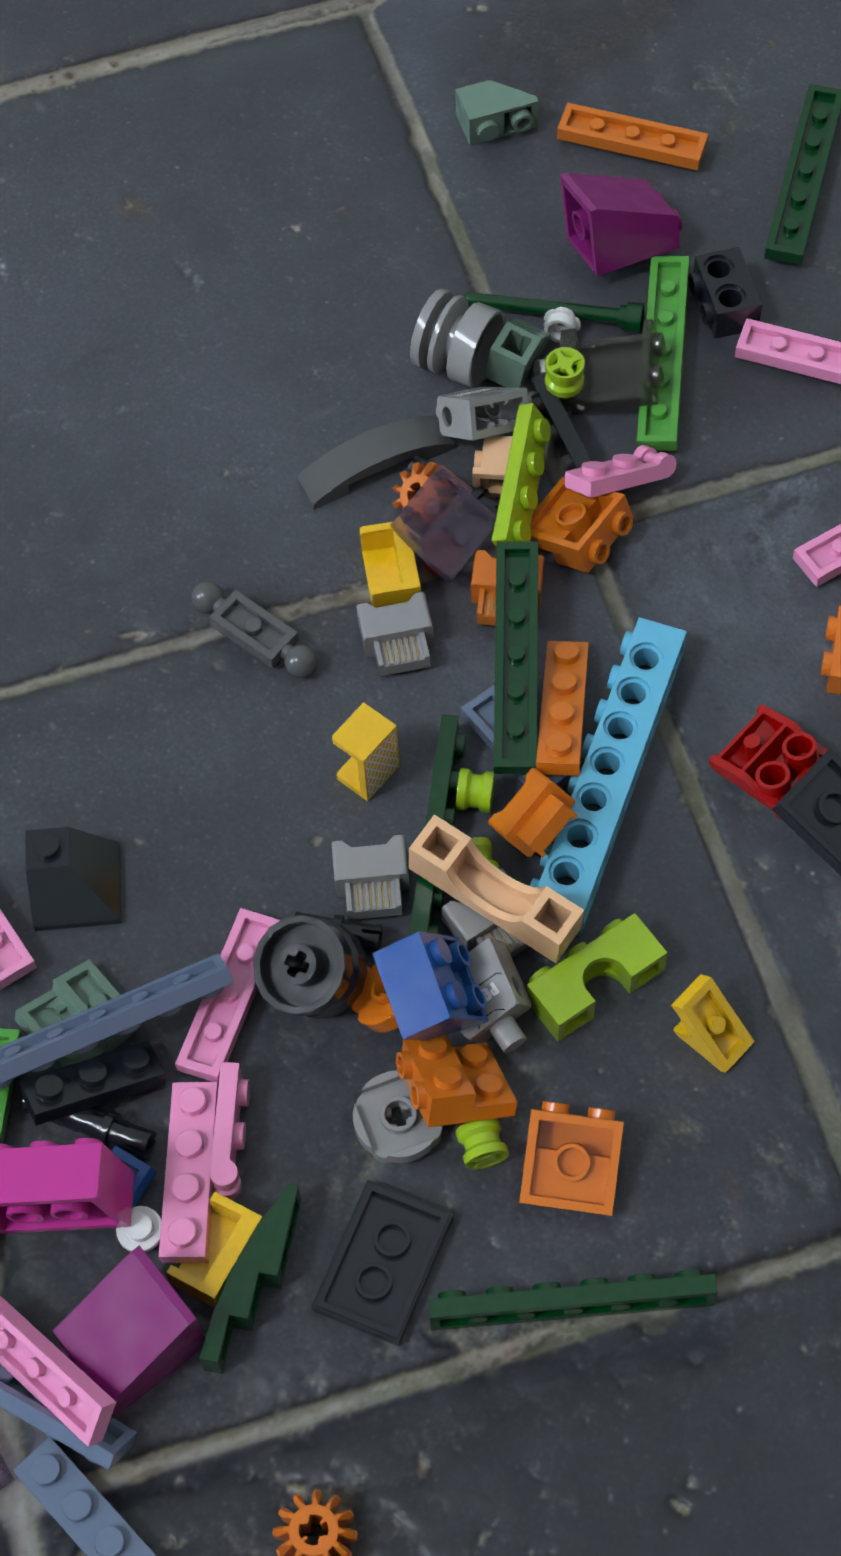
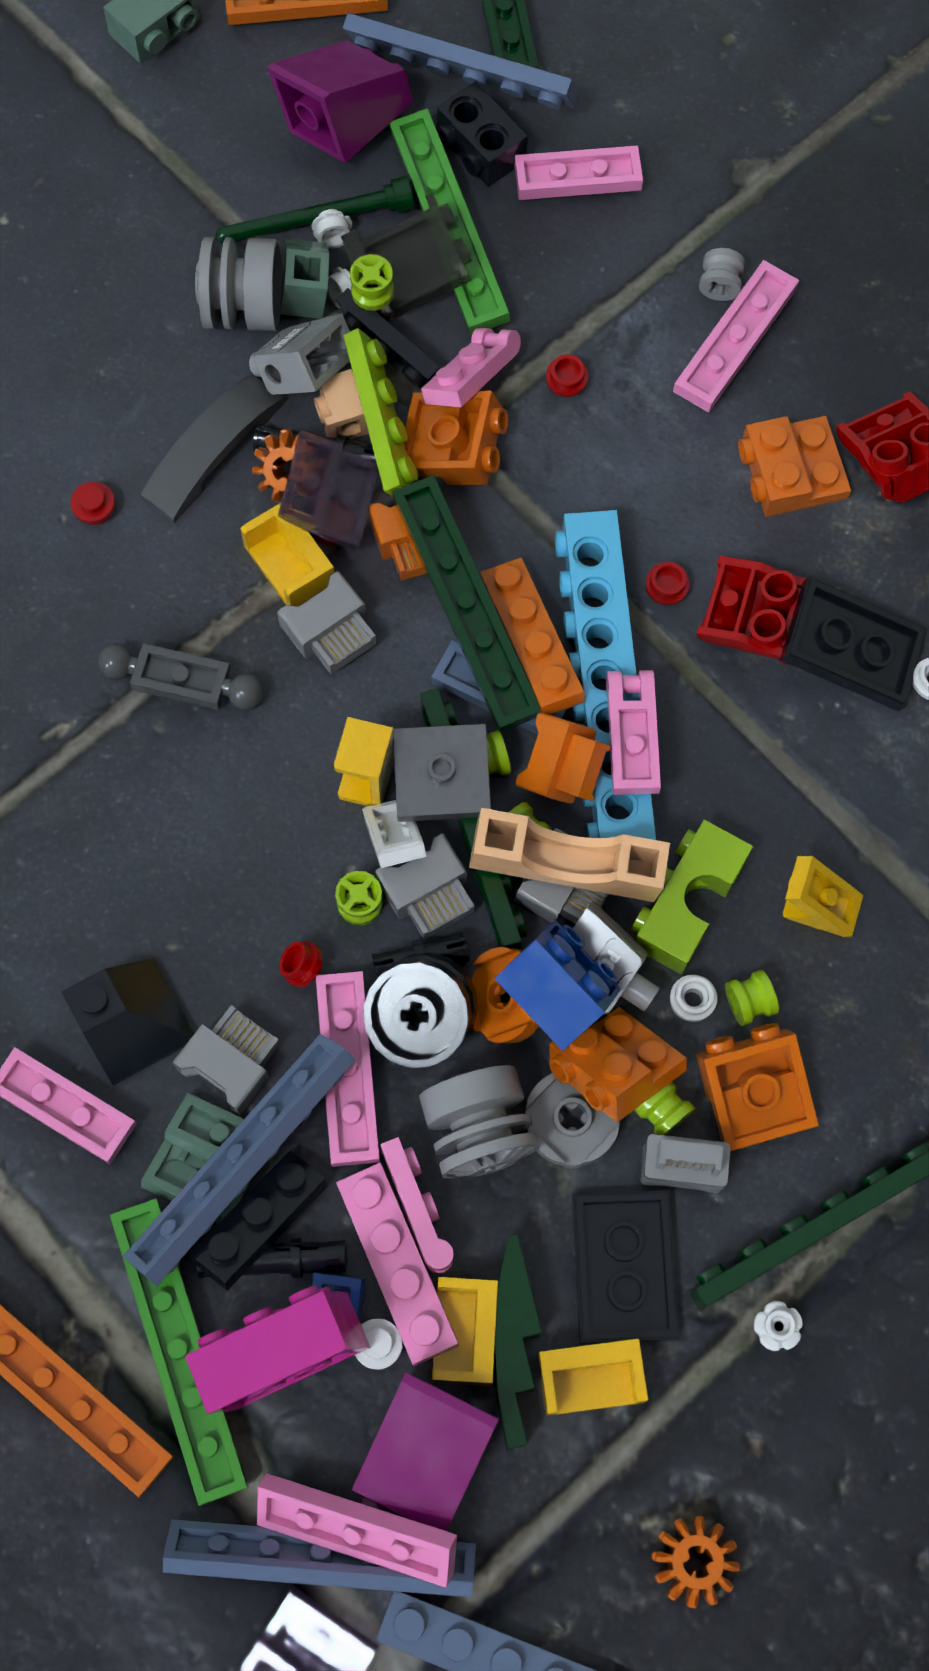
camera: 30 degrees left, 10 degrees up
(137, 944) = (230, 1057): none -> light grey piece
(234, 894) = (301, 963): none -> red plate
(253, 468) = (92, 503): none -> red plate
(304, 1337) = (592, 1377): none -> yellow panel
(312, 852) = (355, 889): none -> lime wheel
(312, 1079) = (475, 1111): none -> light grey wheel
(363, 818) = (392, 840): none -> white plate
(424, 781) = (441, 772): none -> flat silver plate
(476, 1195) = (685, 1163): none -> light grey piece
(491, 1384) = (769, 1336): none -> white plate
(556, 1051) = (700, 986): none -> white plate
(604, 815) = (633, 733): none -> bright pink plate
(606, 1083) = (751, 997): none -> lime wheel
(704, 511) = (567, 376): none -> red plate
(707, 712) = (667, 583): none -> red plate
(743, 234) = (476, 66): none -> sand blue plate

